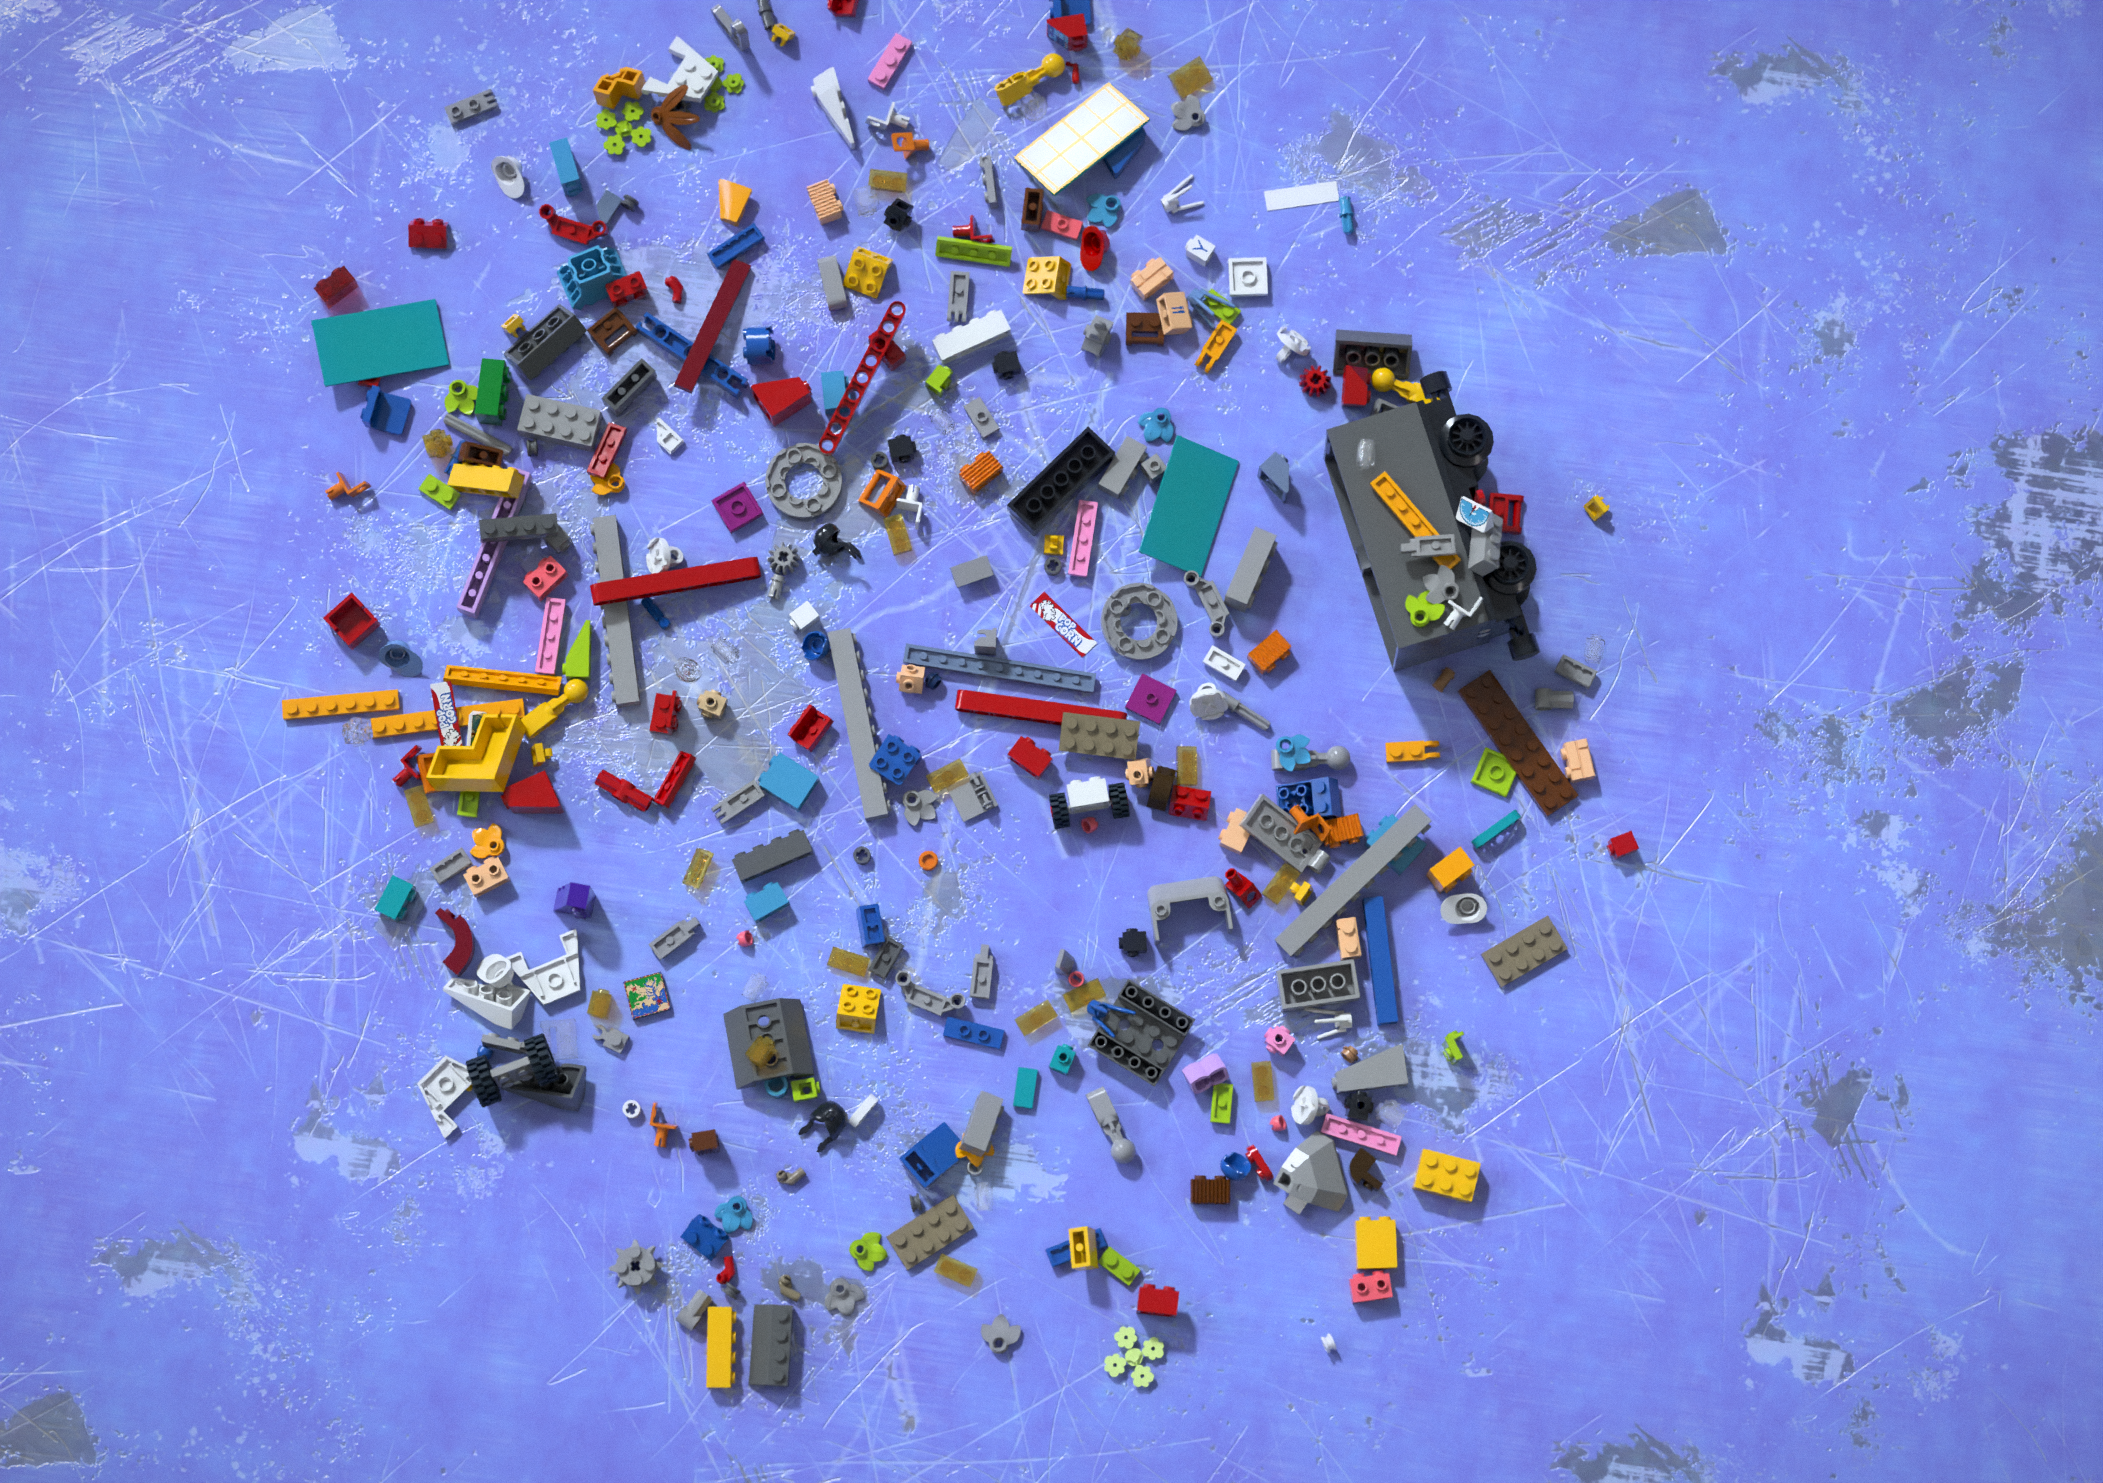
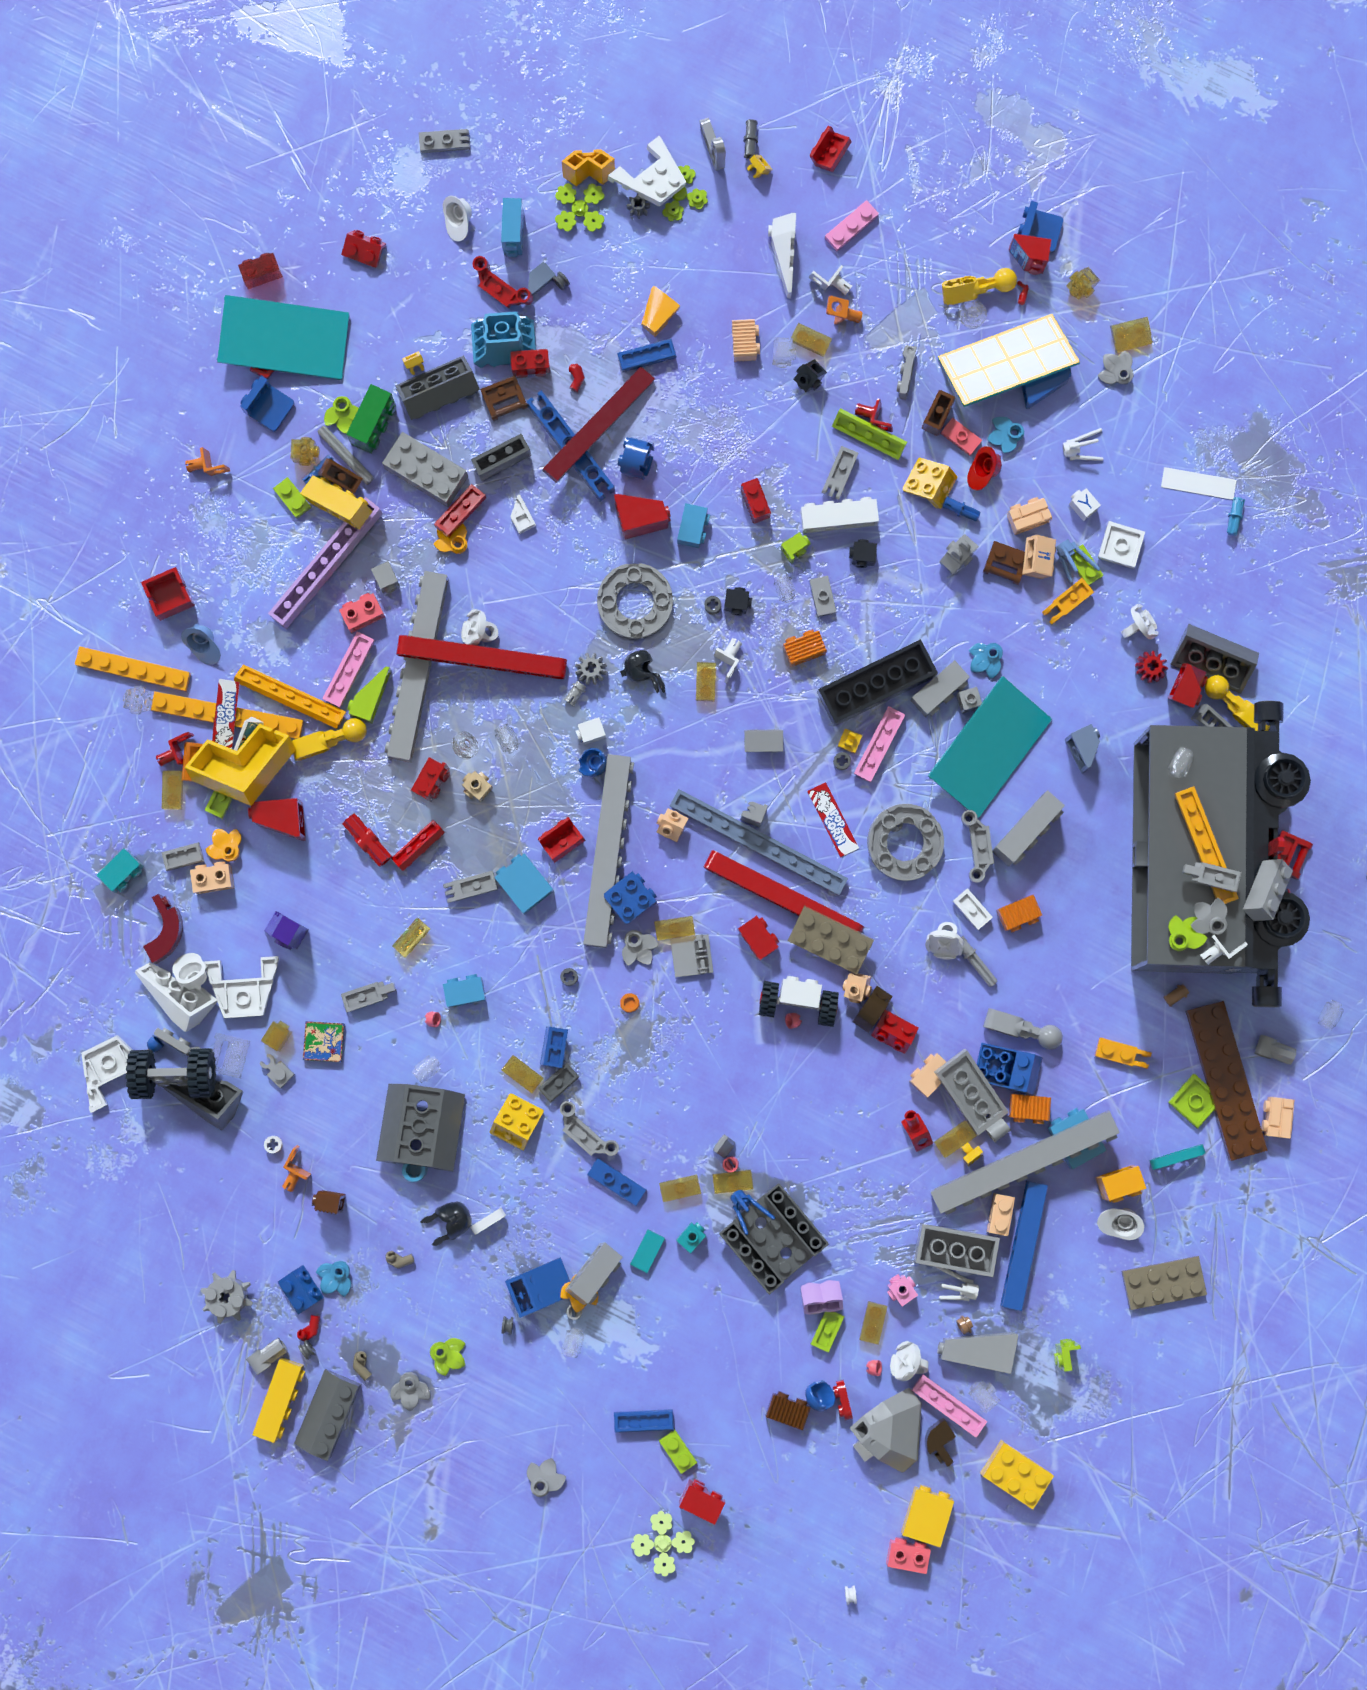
camera: 20 degrees right, 5 degrees up
(518, 528) = (349, 557): dark grey brick -> none
(532, 447) = (391, 484): dark grey bush -> none
(539, 754) = (300, 778): yellow tile -> none
(655, 612) = (454, 680): blue axle -> none
(664, 117) = (620, 208): dark orange plant -> none
(737, 507) = (564, 605): magenta plate -> none
(761, 1051) = (408, 1136): clear yellow brick -> none
(772, 856) = (484, 949): dark grey brick -> none
(799, 1085) = (433, 1182): lime brick -> none
(832, 282) = (725, 420): light grey beam -> none
(863, 368) = (725, 513): red beam -> none
(866, 271) = (761, 420): yellow bracket -> none
(889, 495) = (710, 642): orange tile -> none
(930, 1232) = (511, 1357): dark tan plate -> none
(933, 680) = (692, 833): dark blue plate -> none
(955, 1270) = (523, 1403): clear yellow plate -> none
(981, 974) = (643, 1129): light grey hinge -> none
(1083, 1248) = (649, 1427): yellow brick -> none
(1122, 1150) = (718, 1342): light grey beam -> none
(1133, 942) = (795, 1147): black brick -> none
(1150, 699) = (891, 919): magenta plate -> none
(1162, 895) = (840, 1113): light grey windscreen -> none
(1186, 765) = (903, 995): clear yellow plate -> none
(1295, 753) = (1012, 1019): dark azure plate -> none
(1307, 822) = (999, 1090): orange bracket -> none
(1365, 1108) = (956, 1378): black brick -> none
(1475, 515) = (1267, 860): slope -> none
(1575, 671) = (1305, 1030): light grey plate -> none
(1622, 845) = (1293, 1213): red brick -> none

